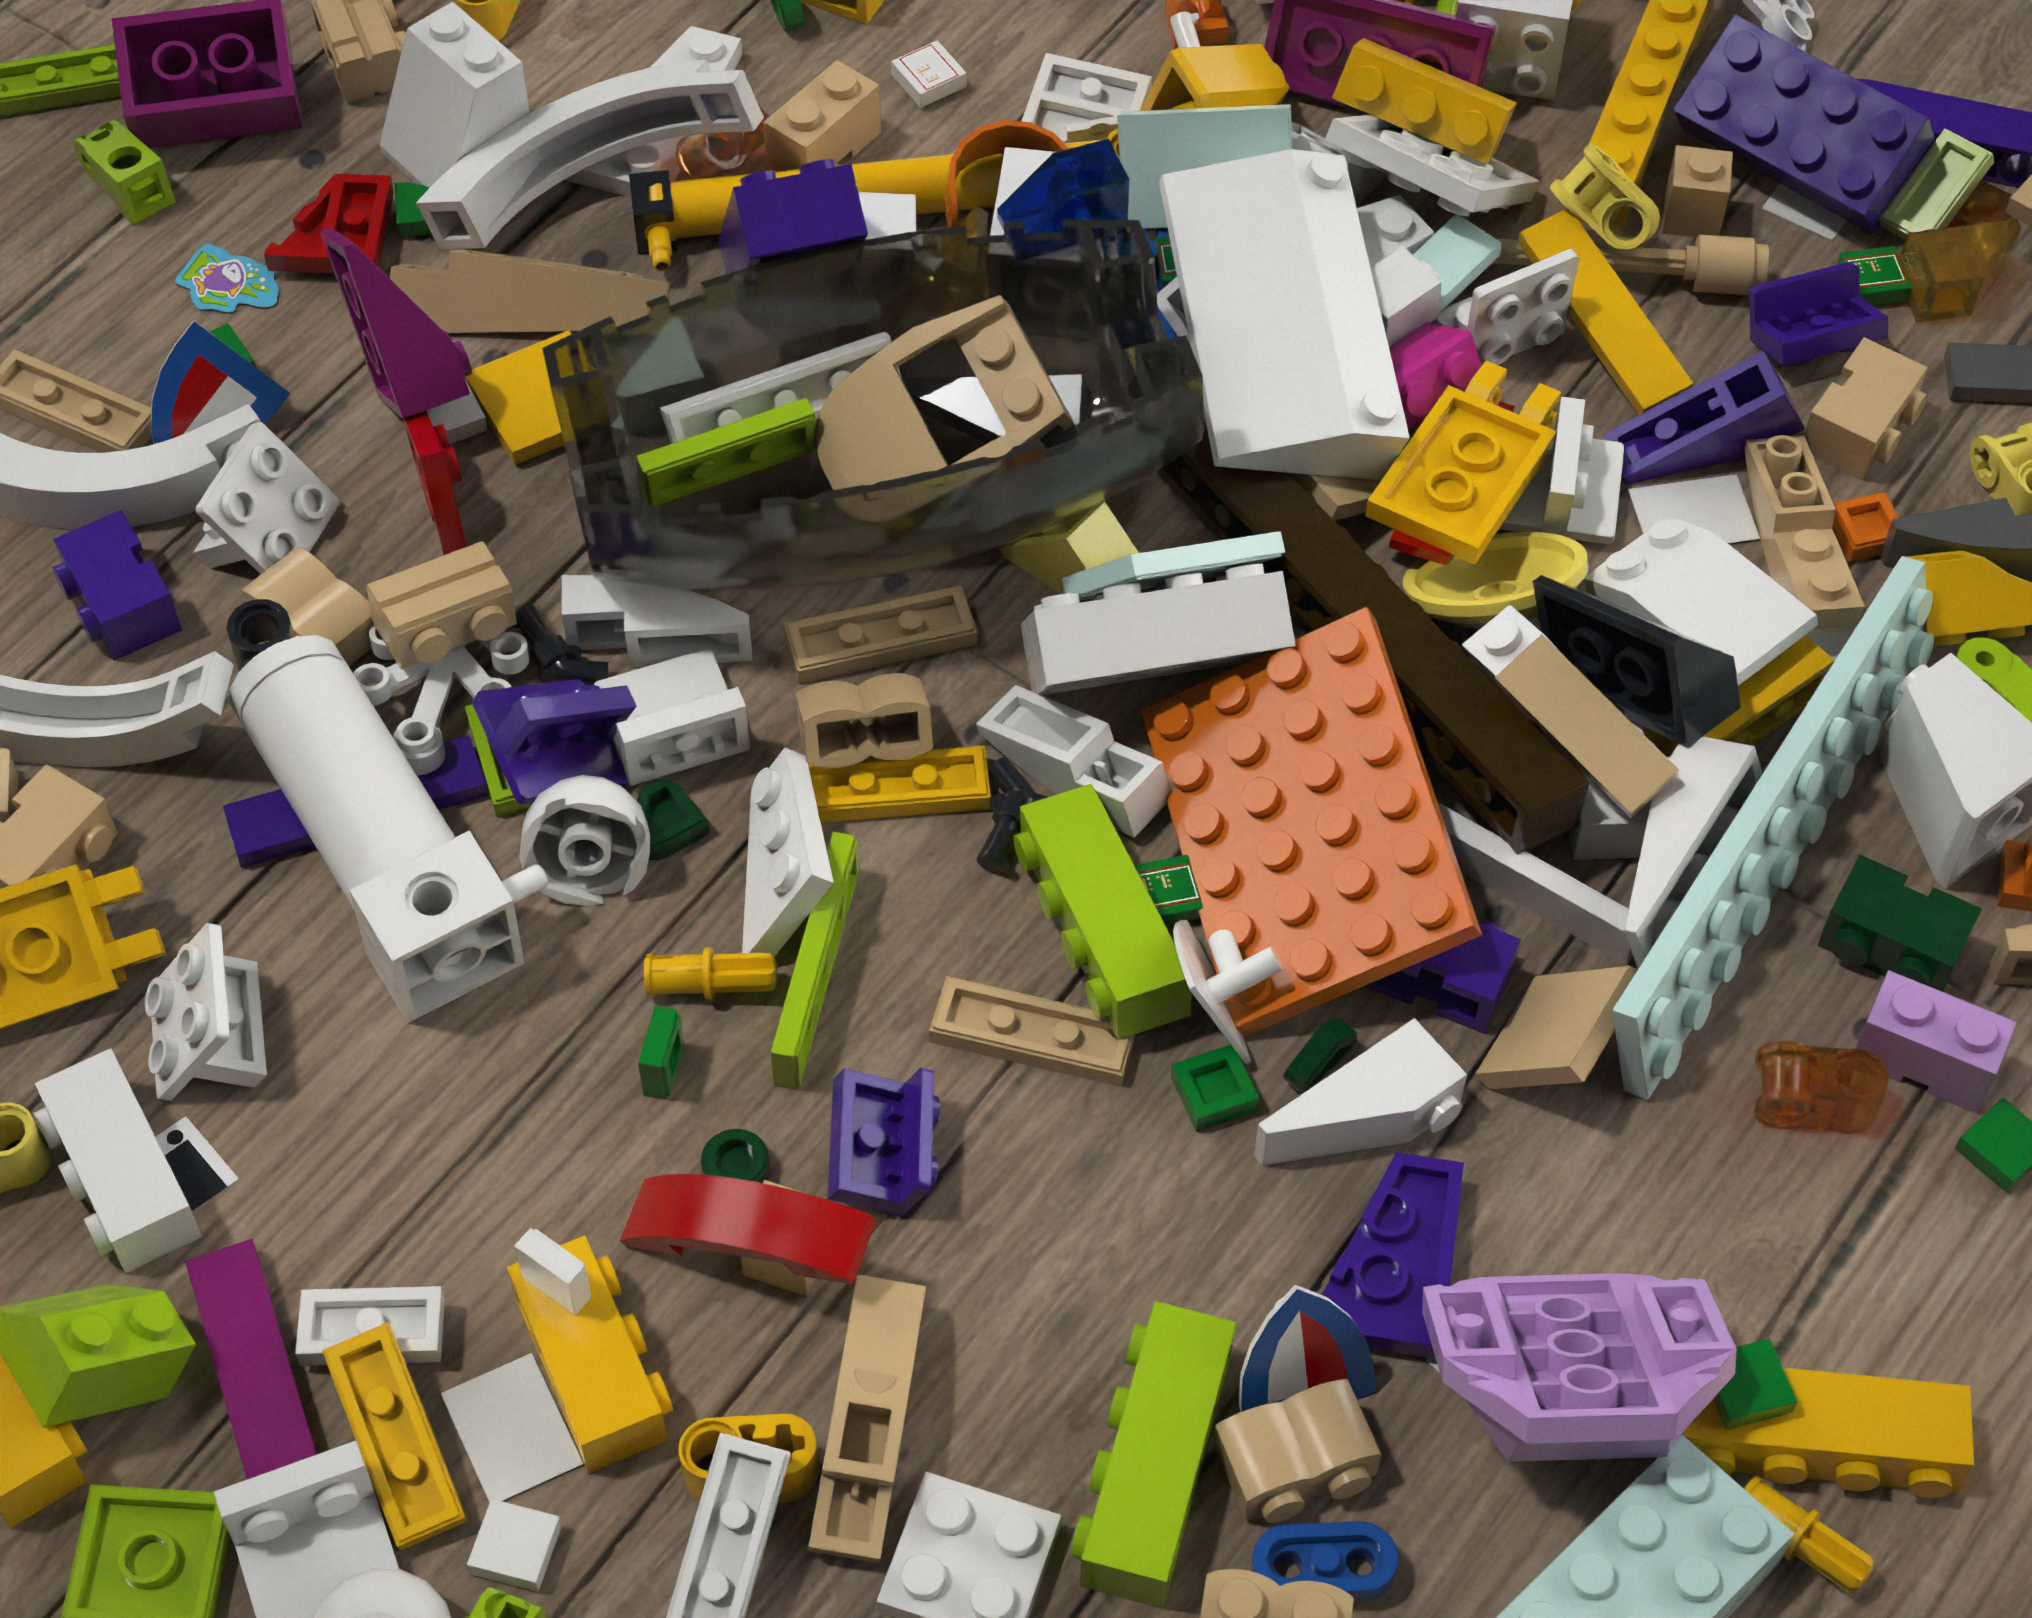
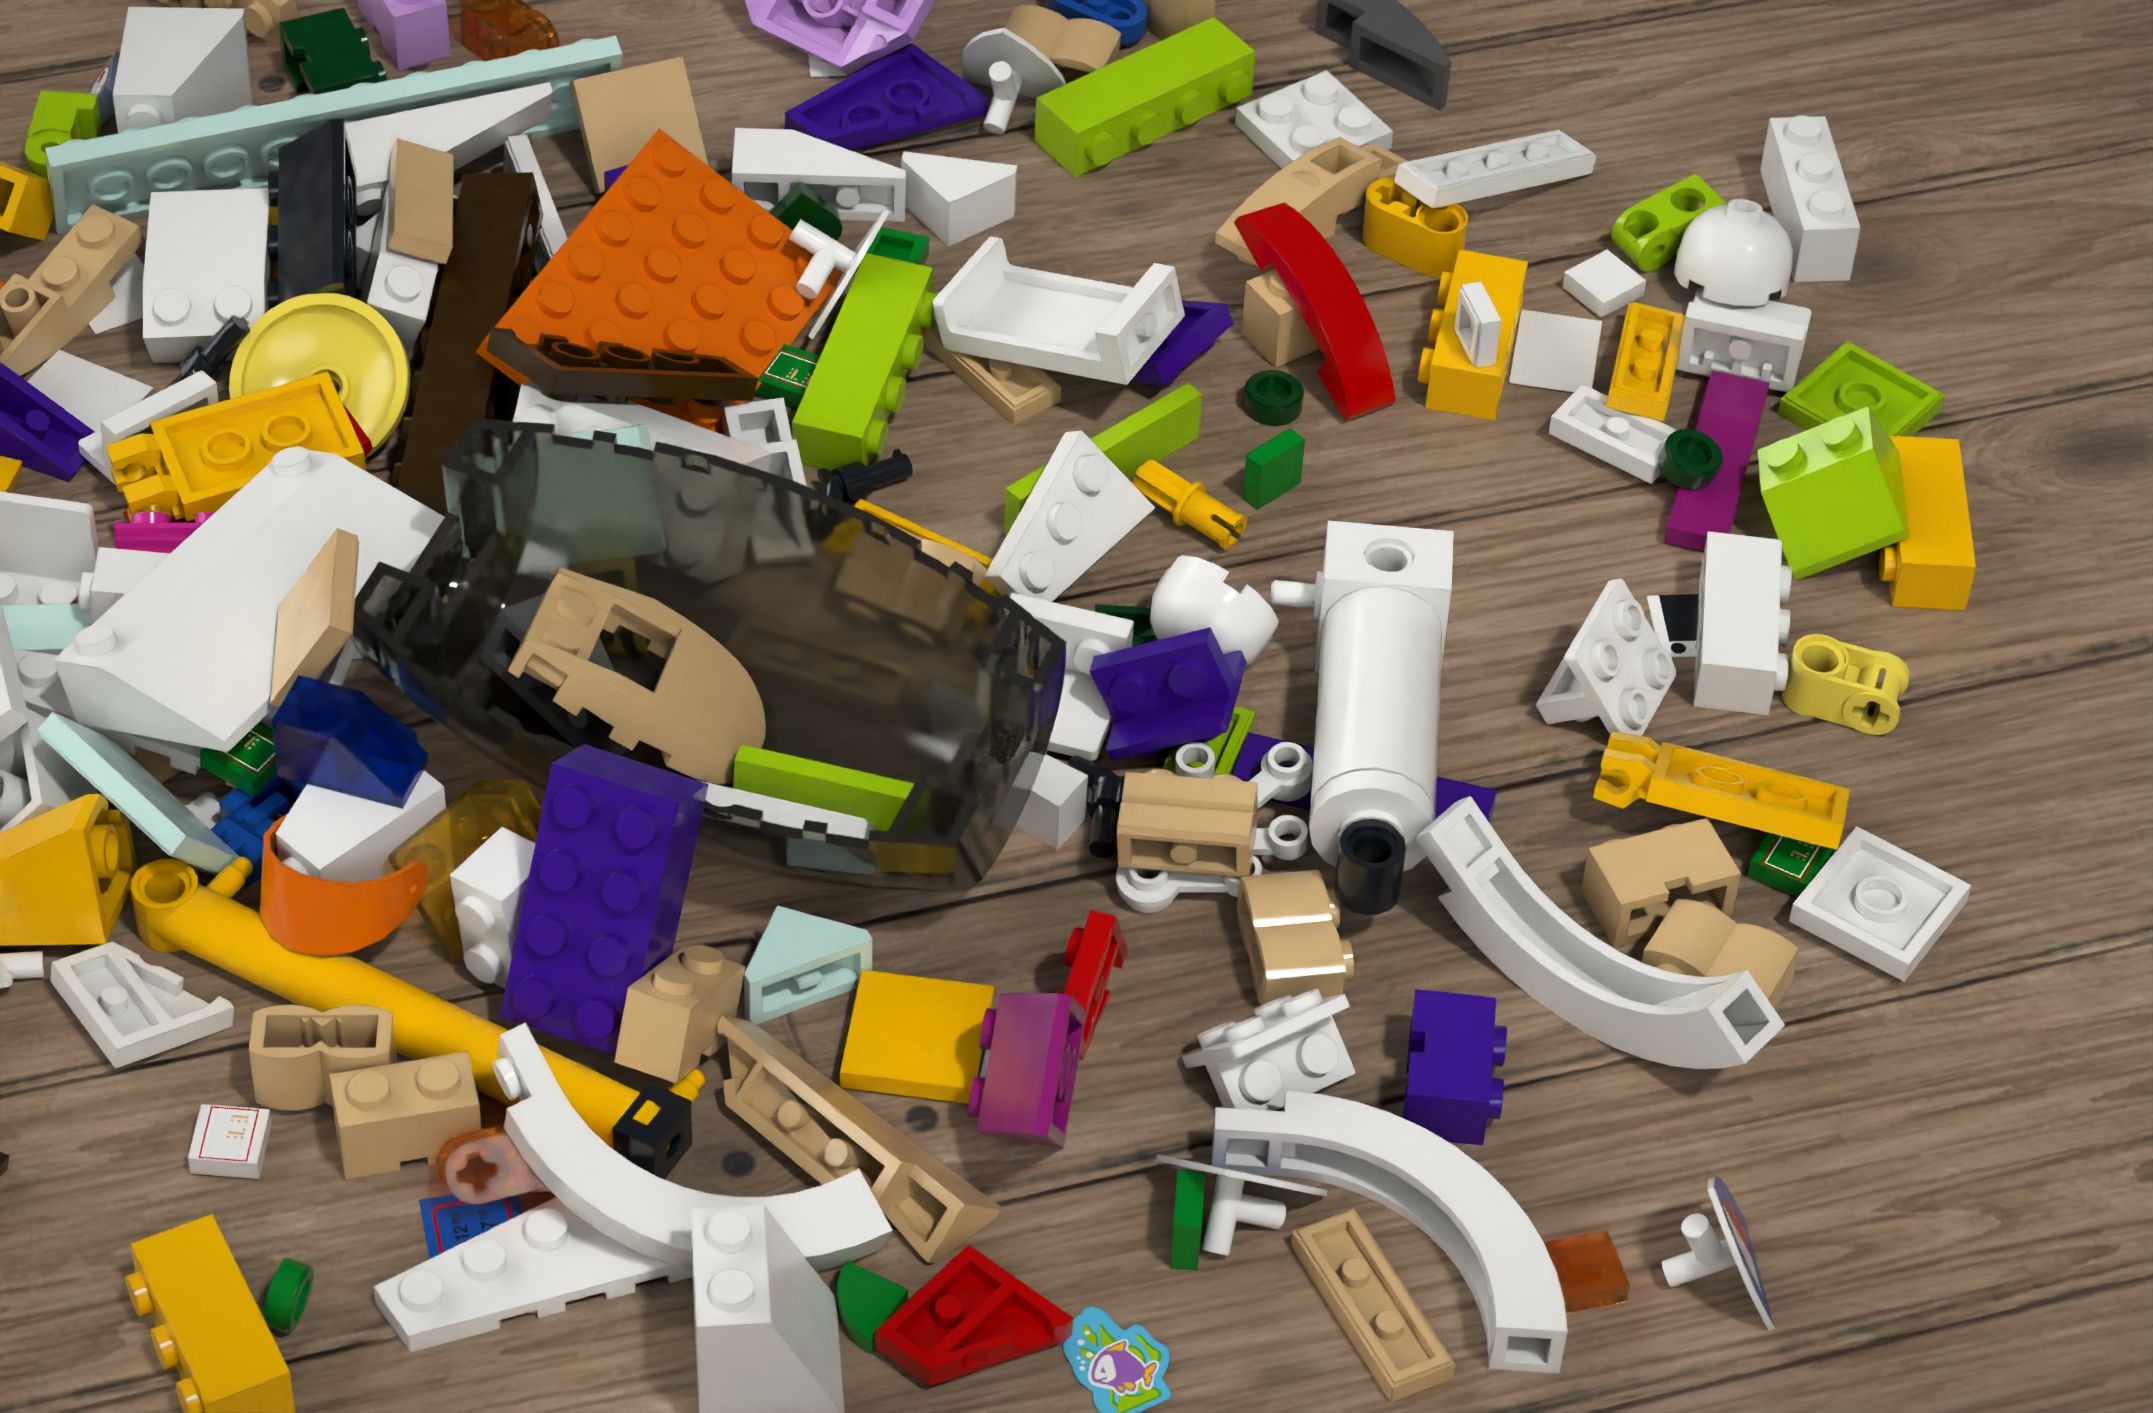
camera: 145 degrees left, 10 degrees down
(267, 1315) = (1690, 459): none -> dark green tile
(691, 244) = (675, 1012): none -> tan brick
(909, 115) = (300, 1046): none -> tan brick
(967, 1043) = (1056, 318): none -> white panel
(1172, 233) = (316, 615): none -> tan tile
(1221, 1177) = (958, 194): none -> white slope
(1243, 646) = (622, 372): none -> dark brown wing
(1603, 534) = (215, 352): none -> black piece

